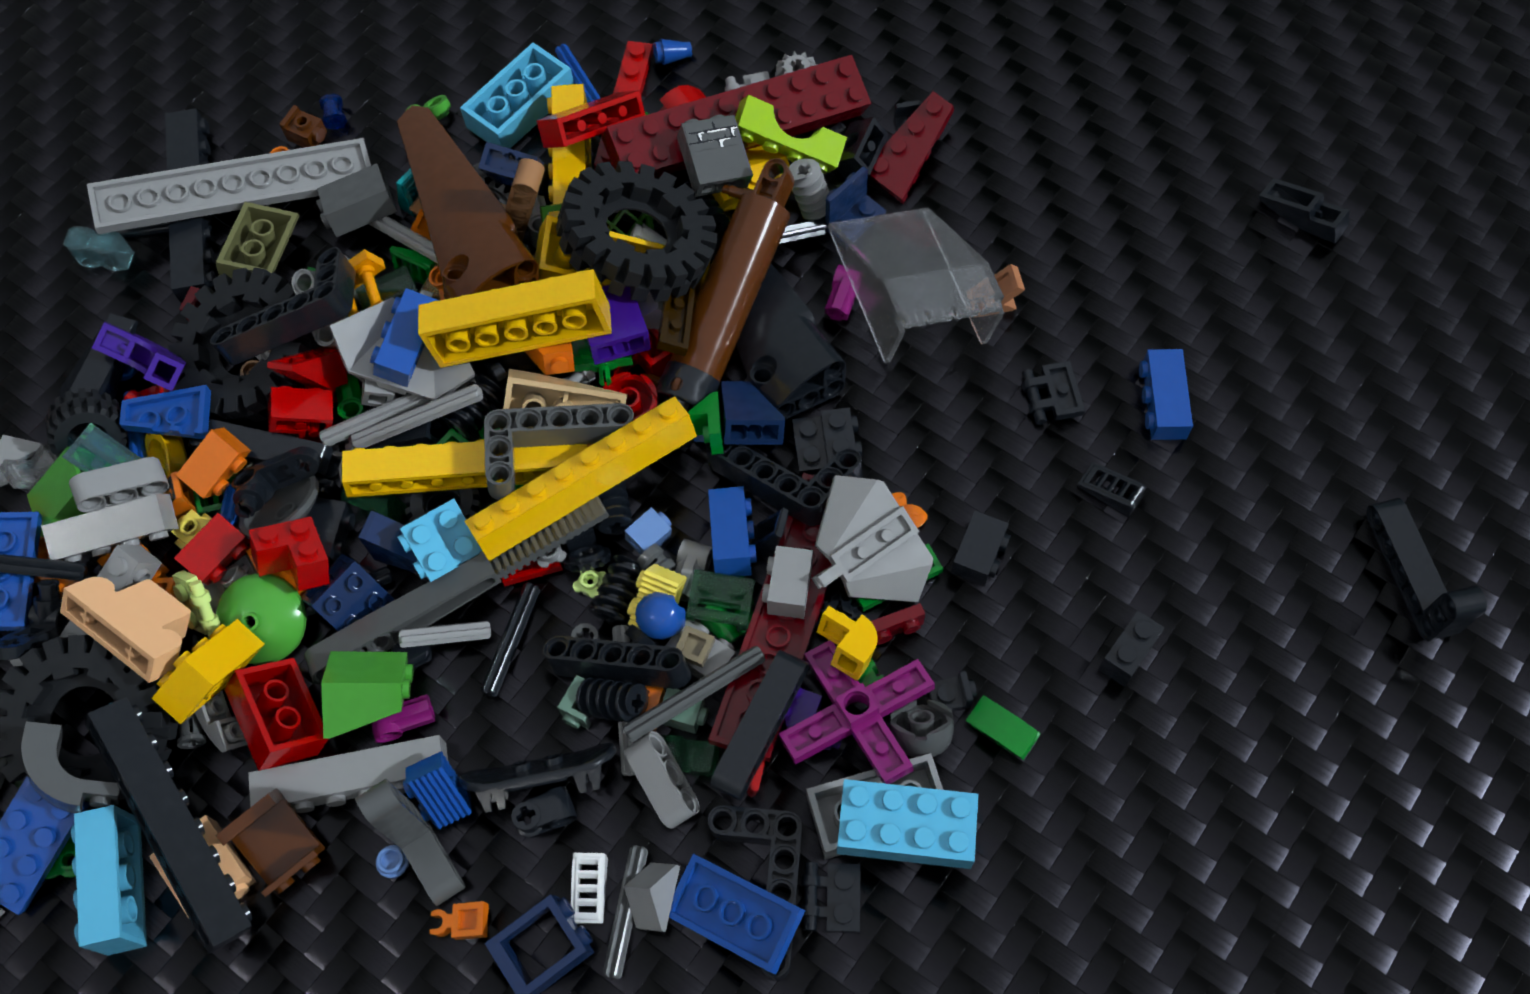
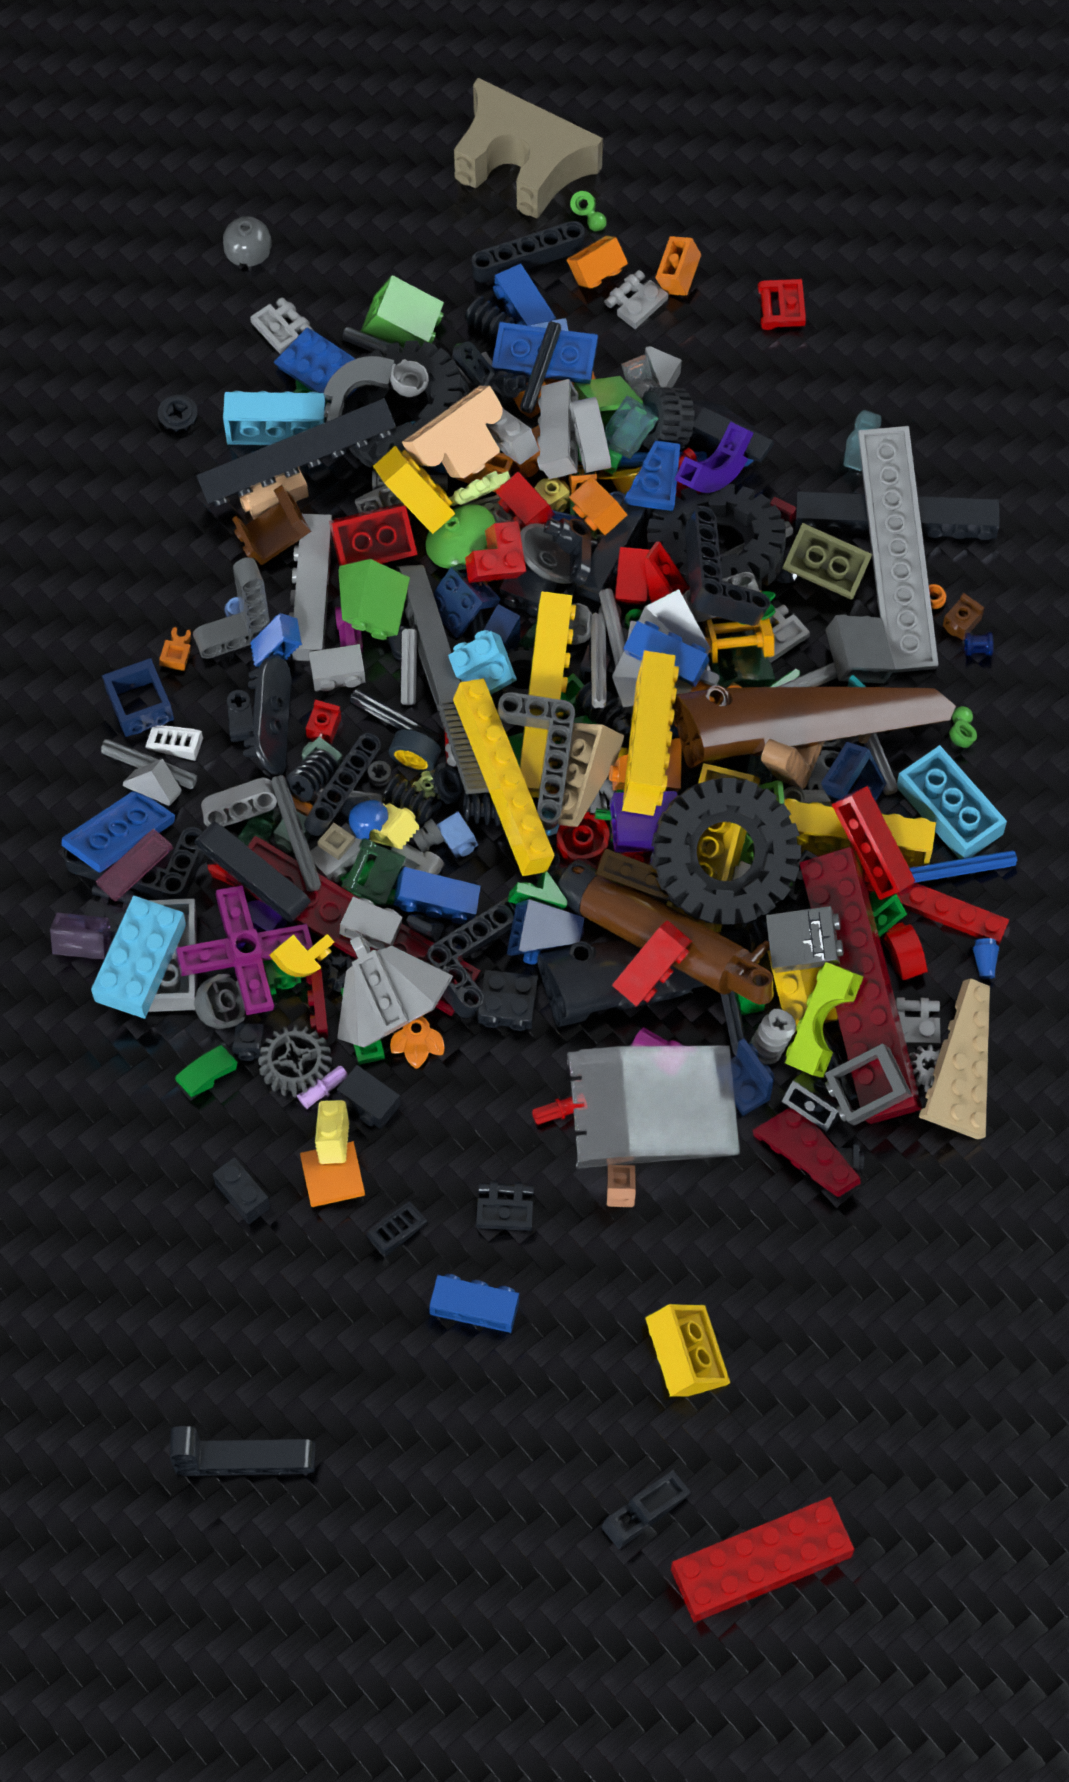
camera: 100 degrees right, 0 degrees up
(51, 701) = (409, 378): none -> light grey hair
(457, 717) = (337, 668): none -> light grey brick
(539, 724) = (329, 716): none -> red brick
(554, 598) = (414, 750): none -> black wheel
(777, 876) = (134, 864): none -> clear pink tile
(778, 276) = (653, 964): none -> red brick
(786, 43) = (960, 1073): none -> tan wing
(828, 99) = (900, 1088): none -> dark grey window
(882, 920) = (80, 936): none -> clear purple brick
(932, 367) = (555, 1110): none -> red axle
(980, 619) = (284, 1064): none -> dark grey gear
(981, 599) = (323, 1087): none -> lavender axle
(1037, 567) = (332, 1132): none -> light yellow brick
(1077, 562) = (334, 1180): none -> orange slope
(1143, 206) = (687, 1349): none -> yellow slope
(1313, 110) = (762, 1559): none -> red brick

